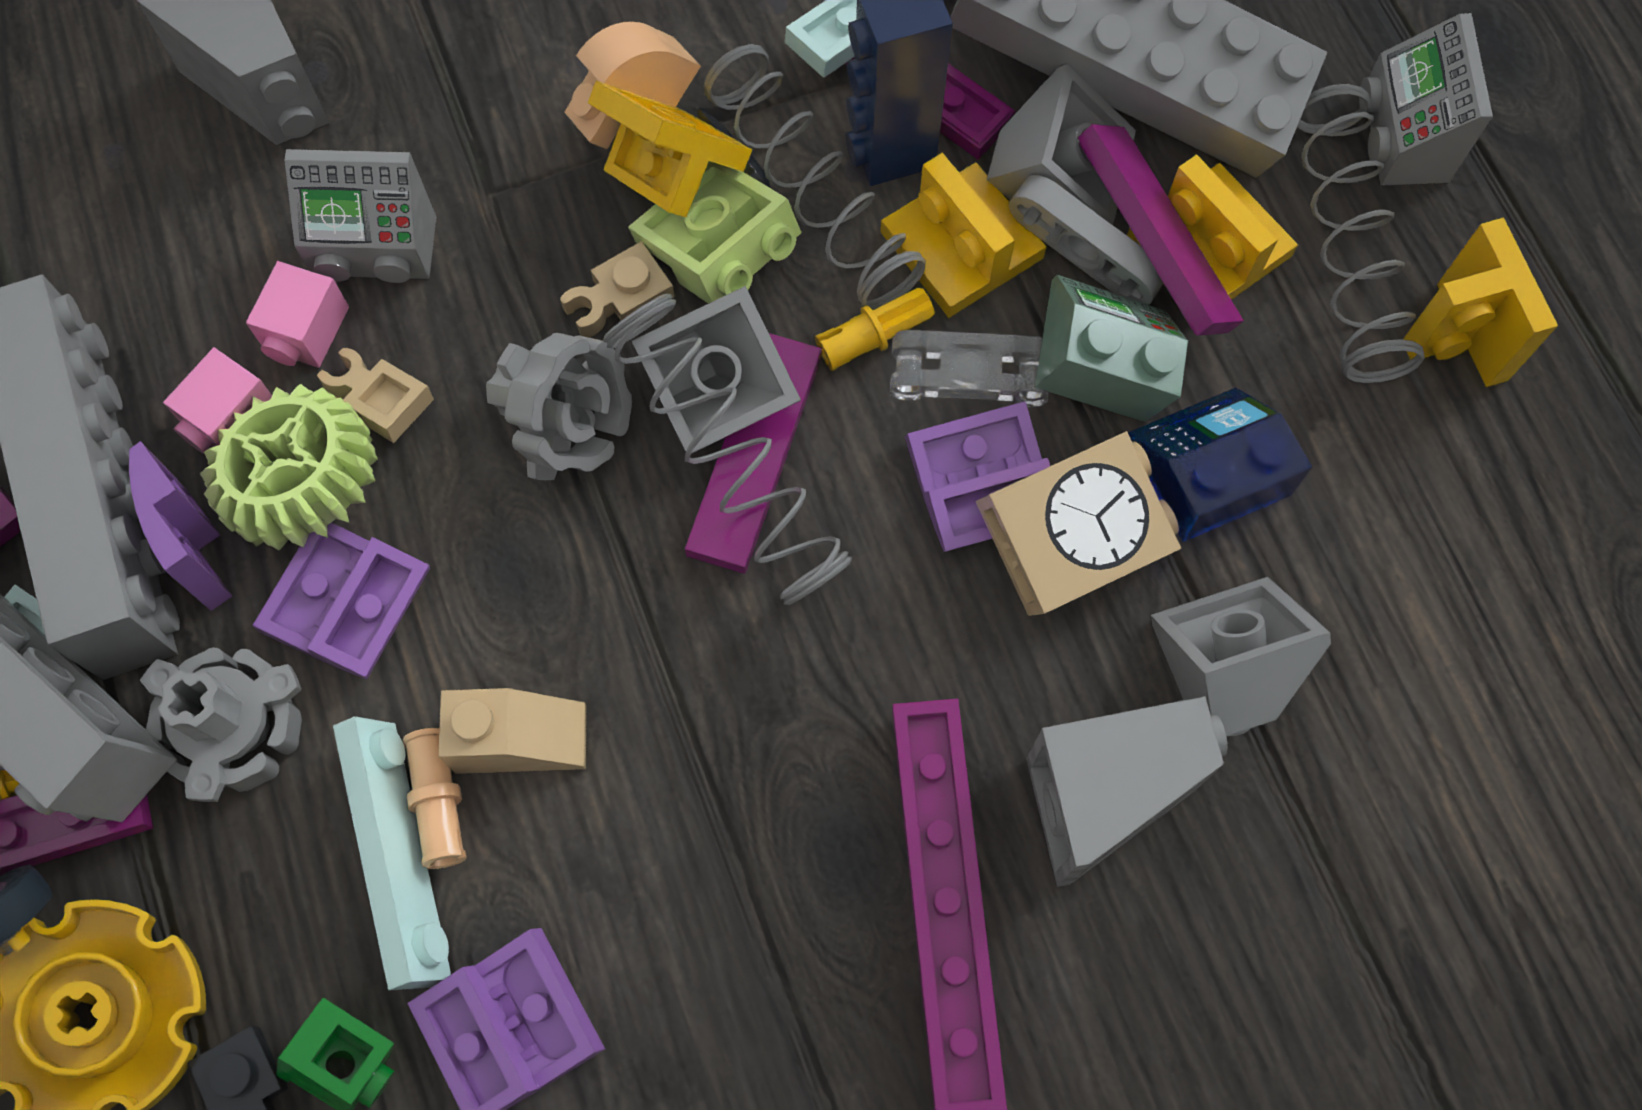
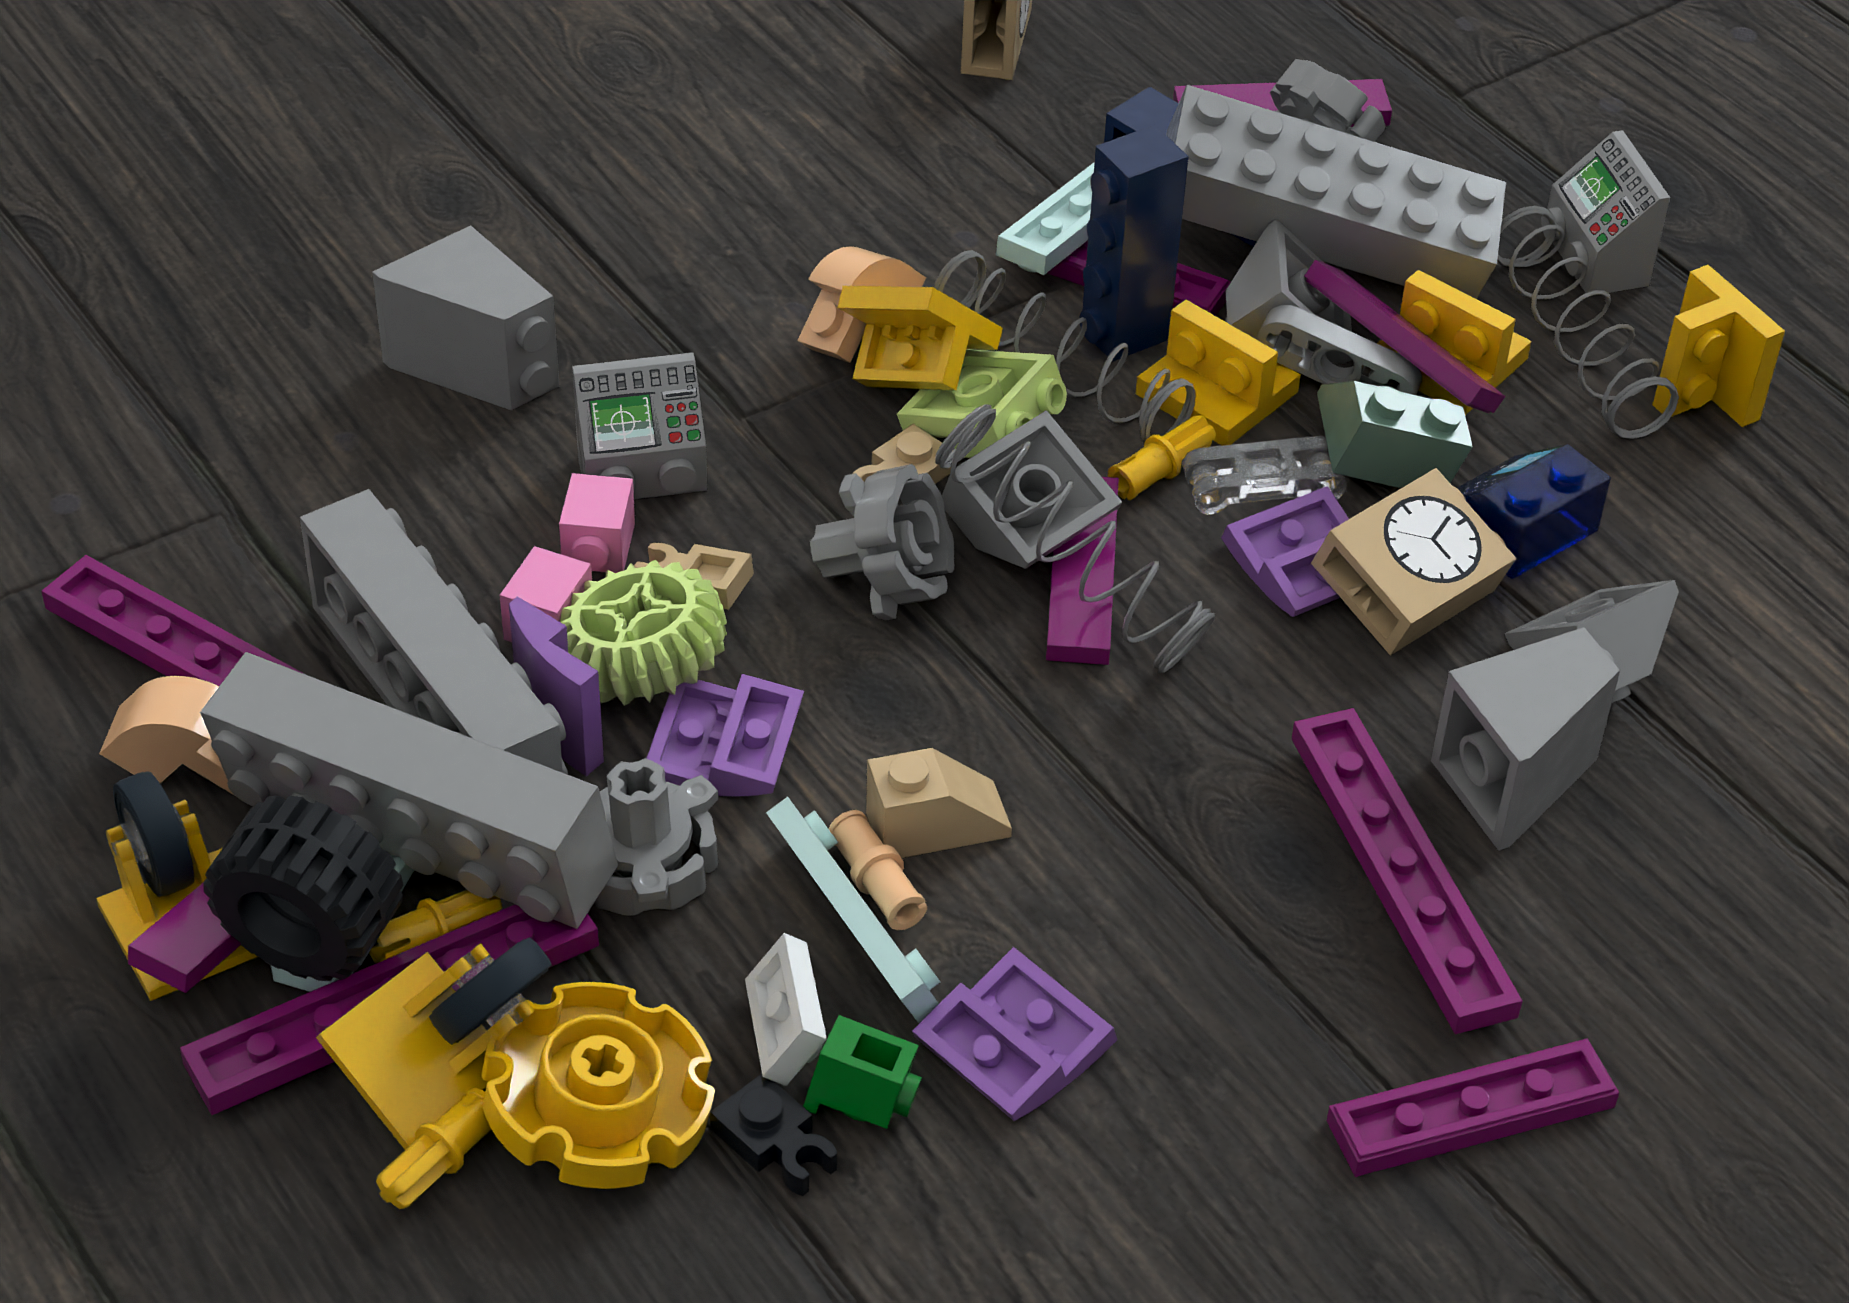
camera: 15 degrees left, 25 degrees down
(281, 989) = (785, 1010): none -> white plate

